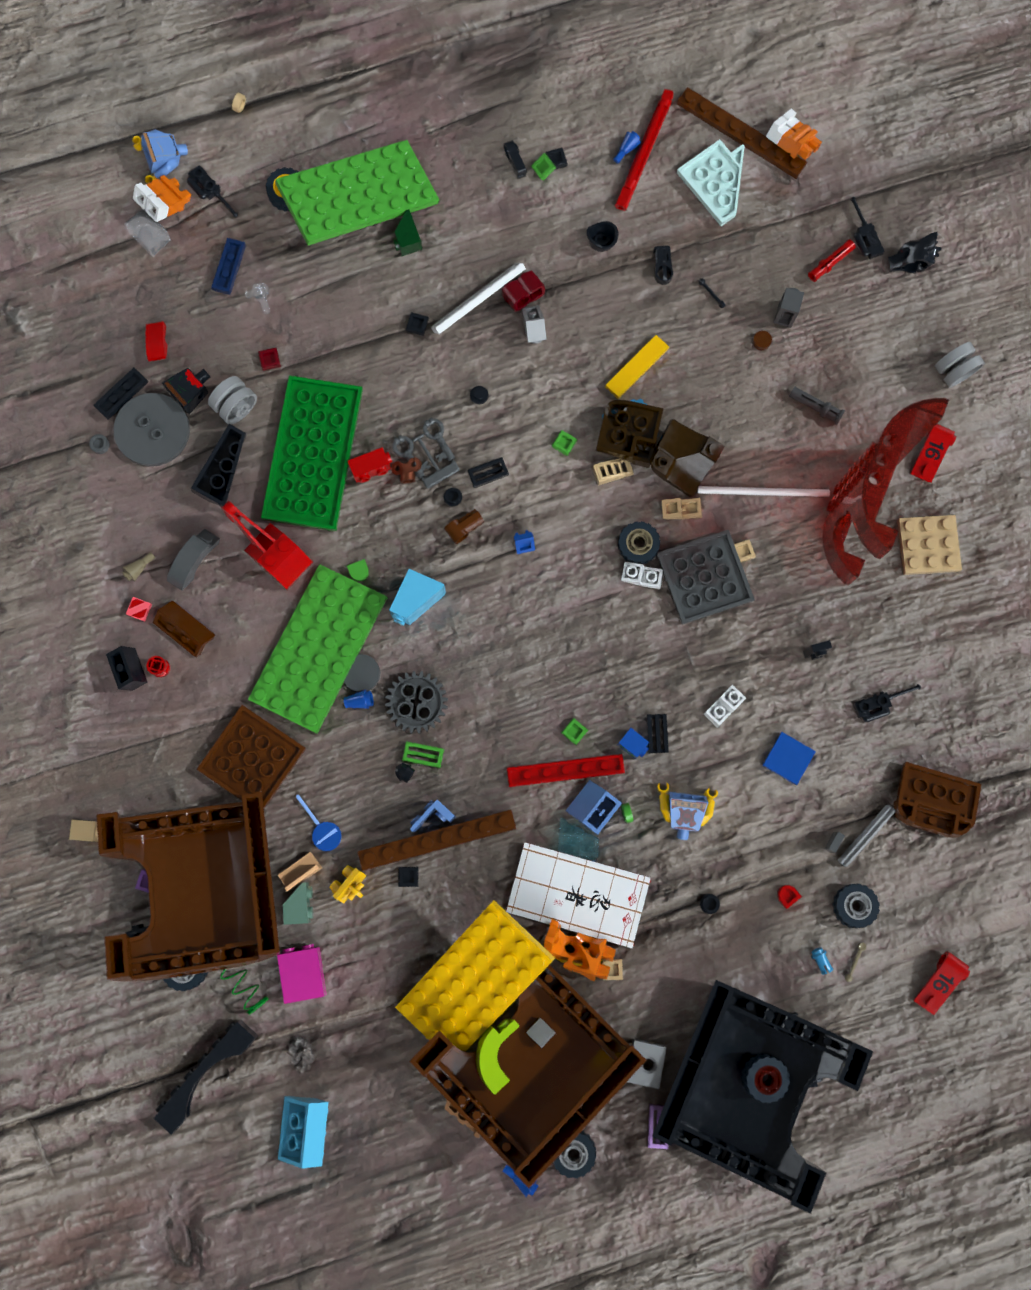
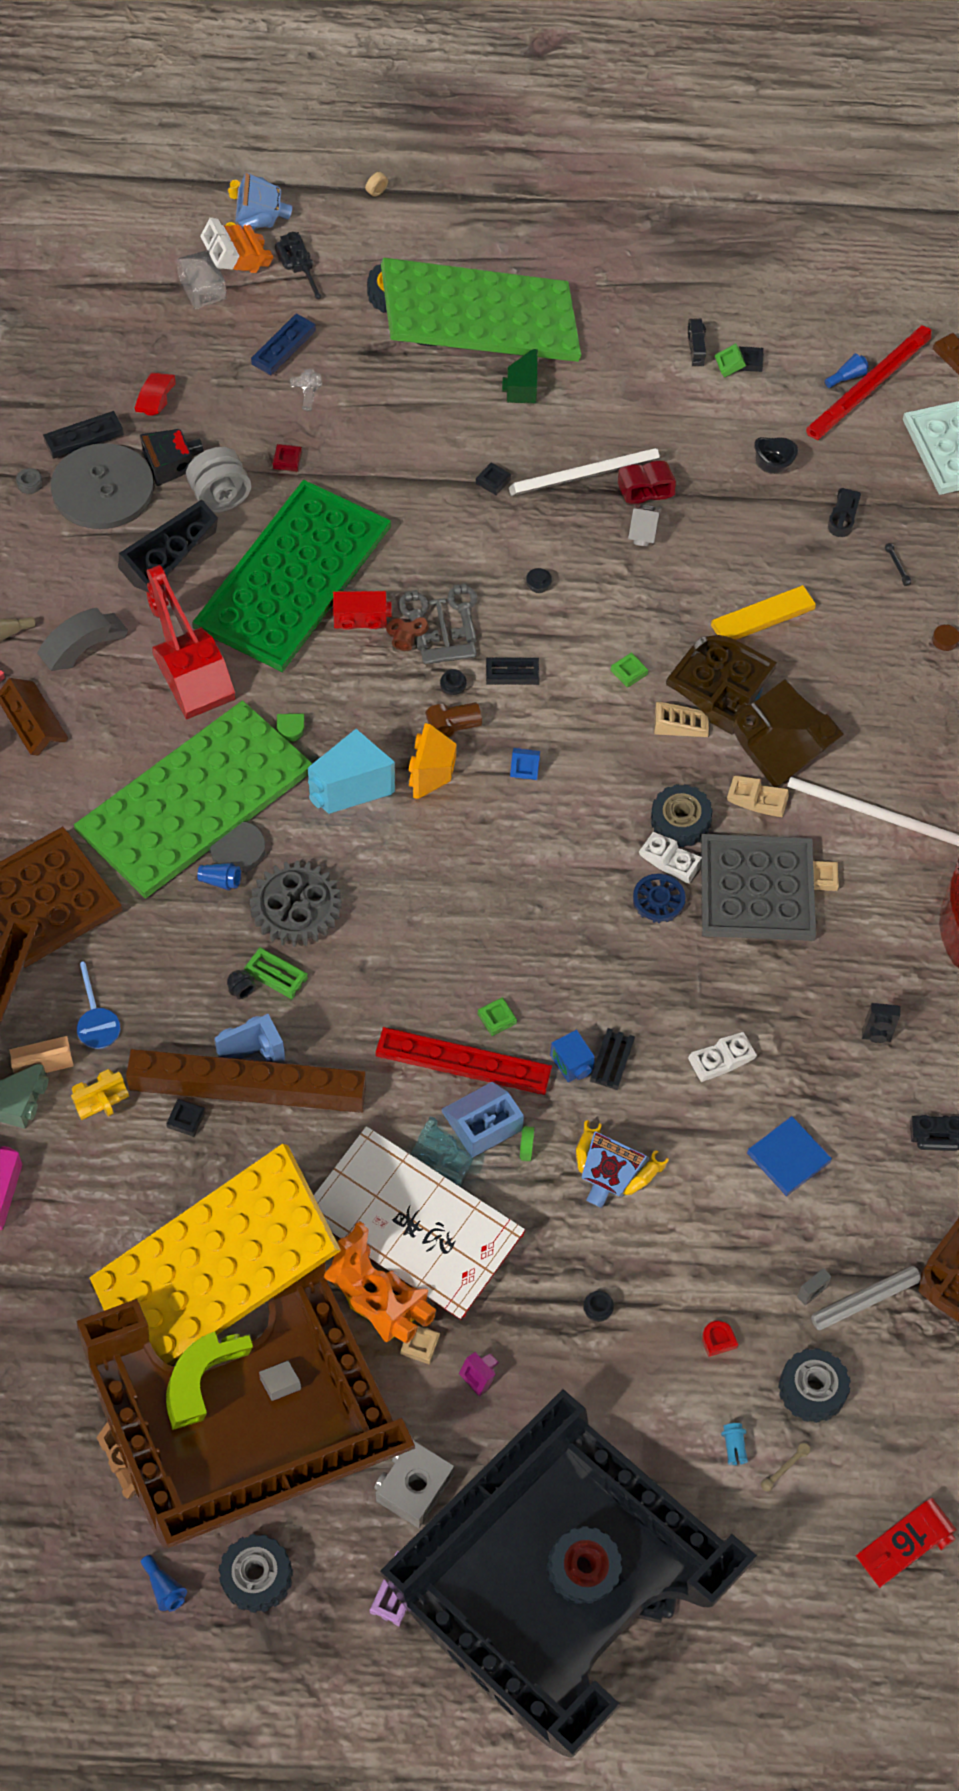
camera: 20 degrees right, 20 degrees down
(466, 566) = (433, 761): none -> light orange slope
(645, 607) = (659, 898): none -> dark blue wheel
(656, 976) = (479, 1372): none -> magenta tile

